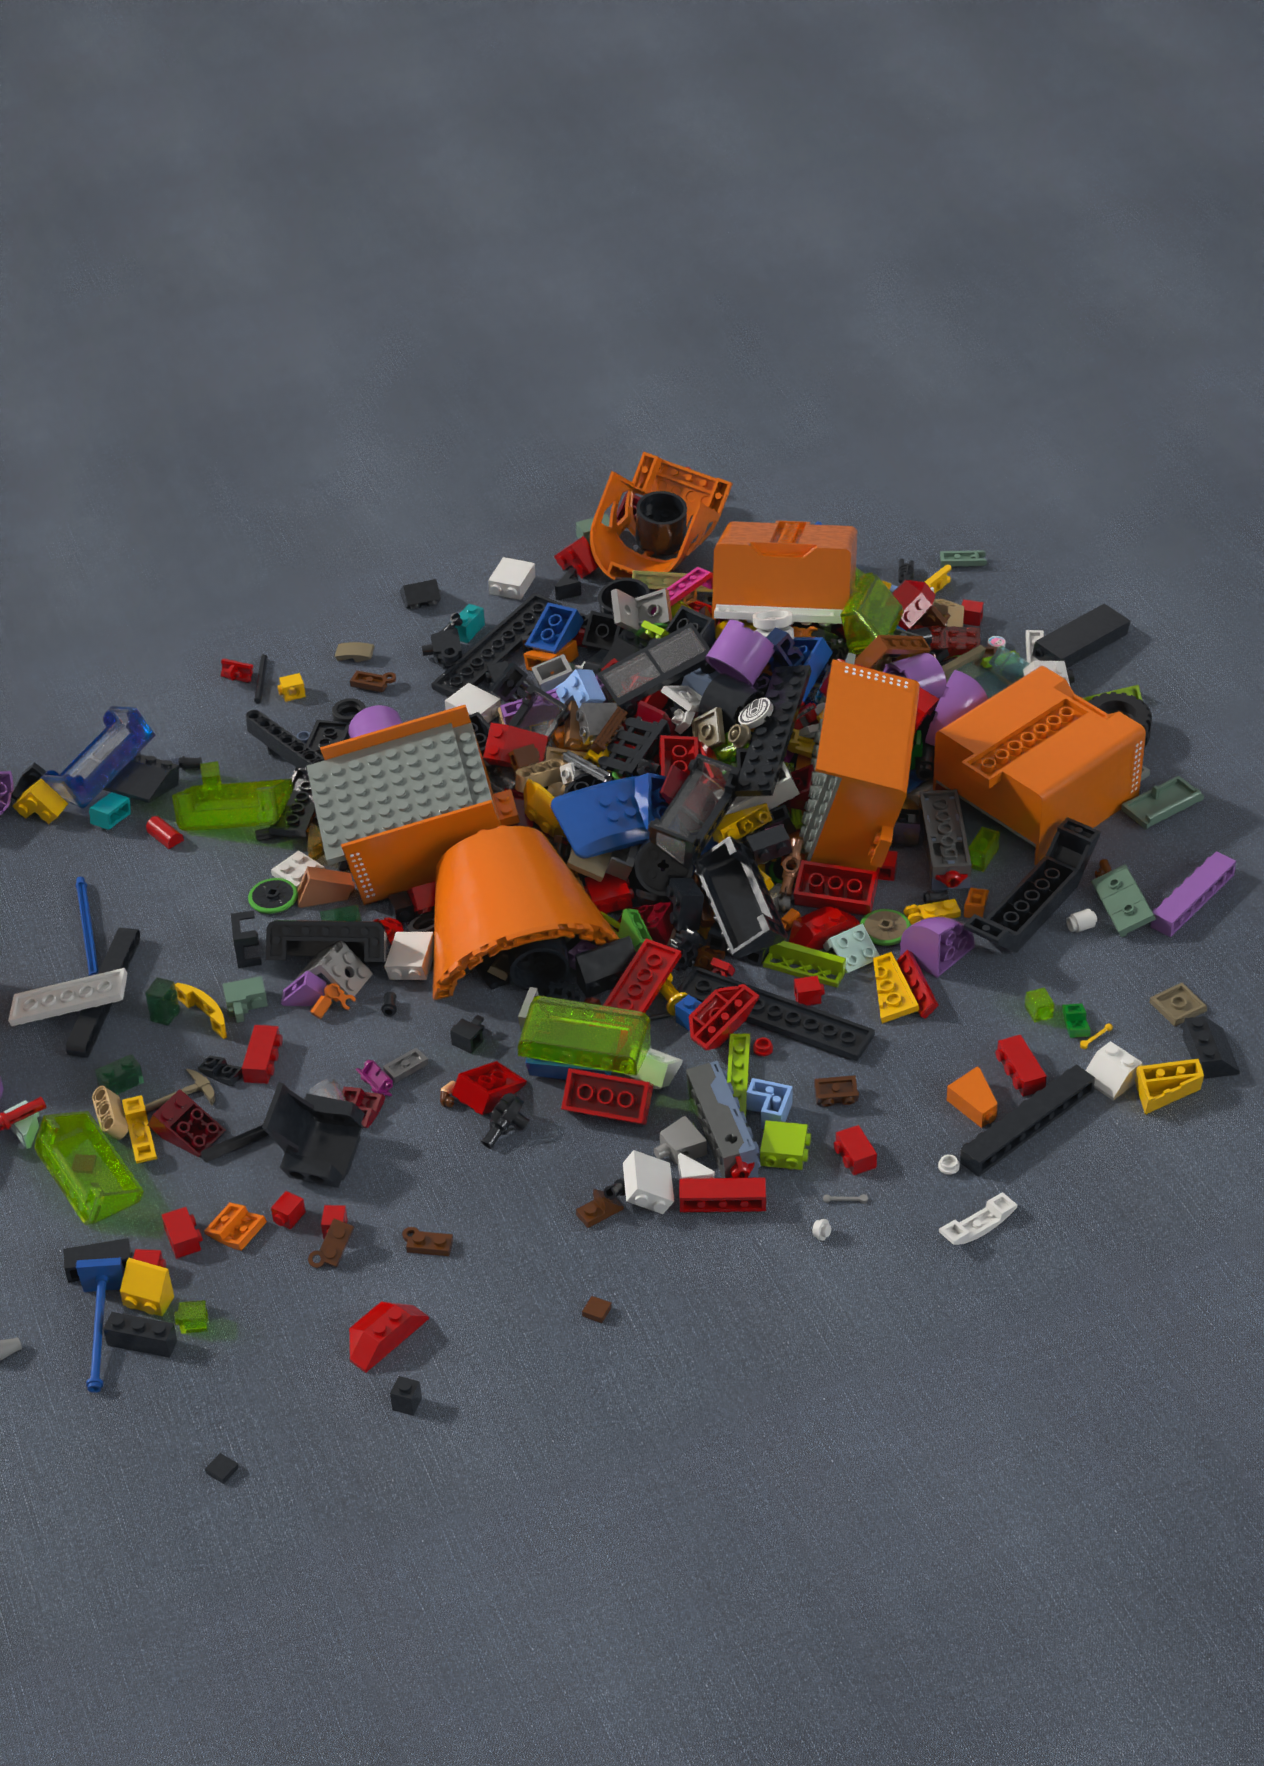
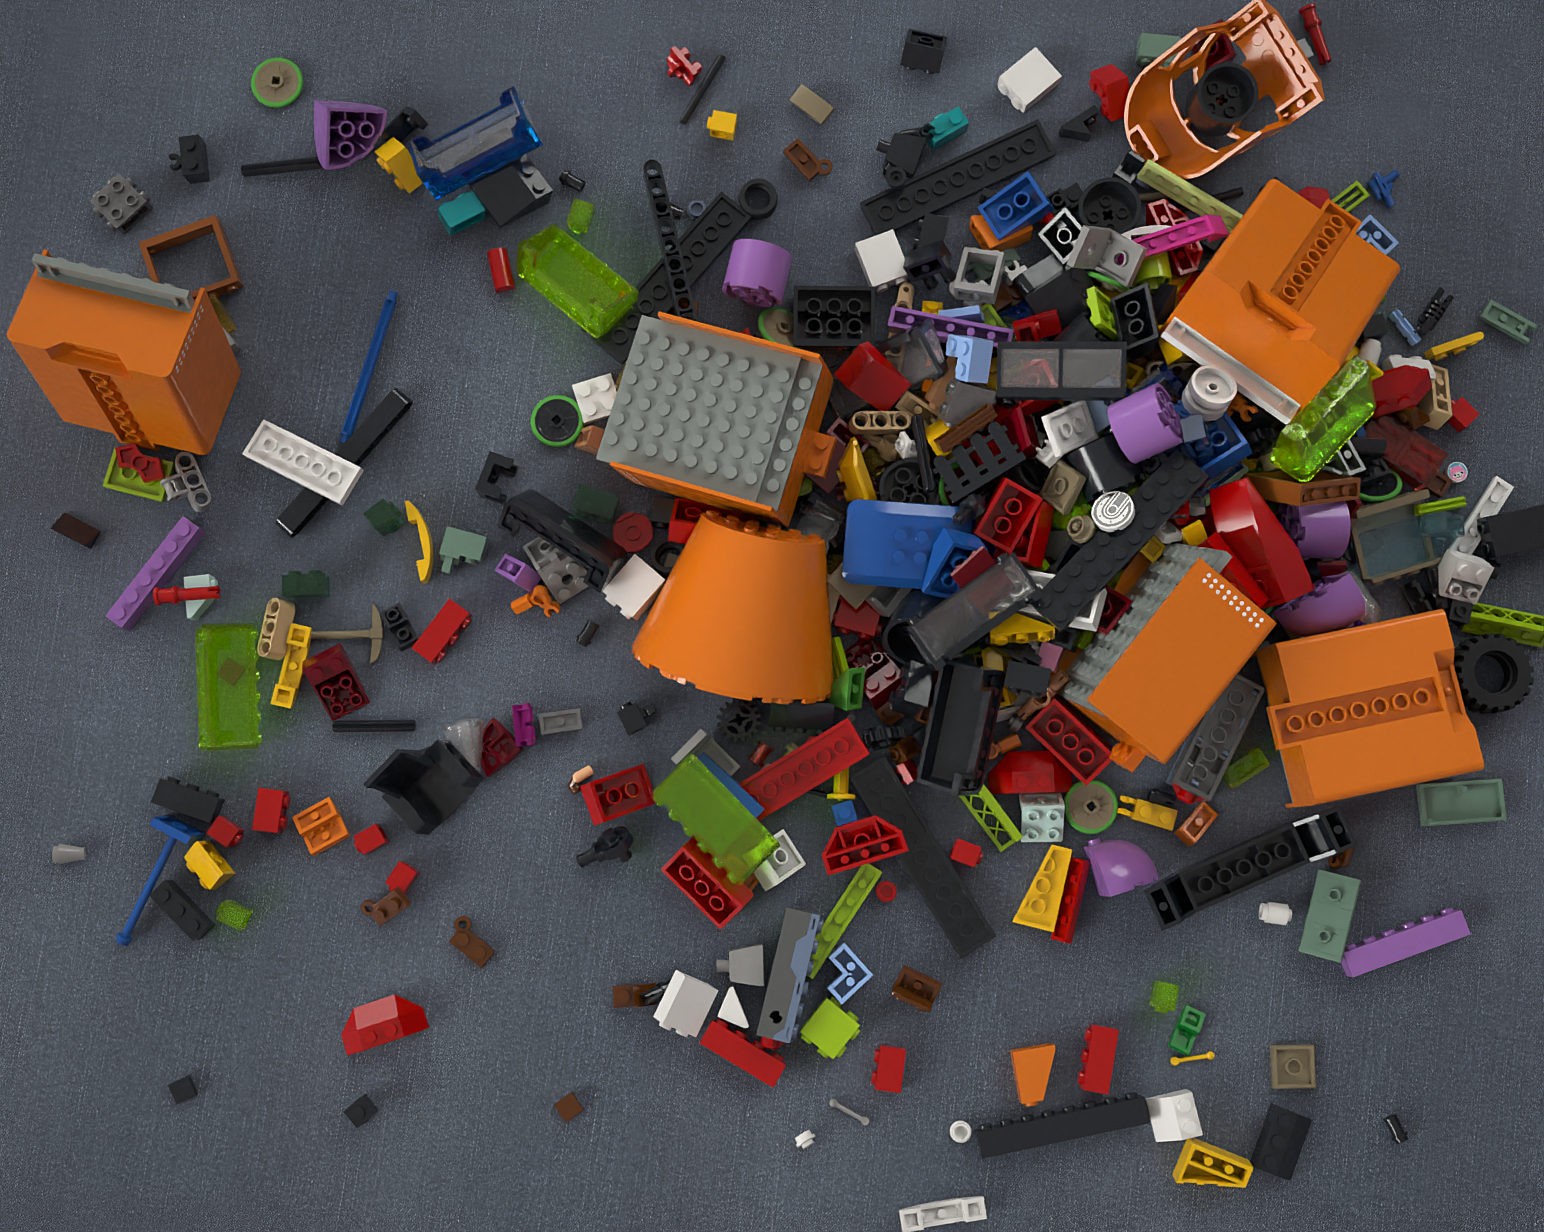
camera: 25 degrees right, 40 degrees up
(524, 756) = (871, 401): reddish brown brick -> none

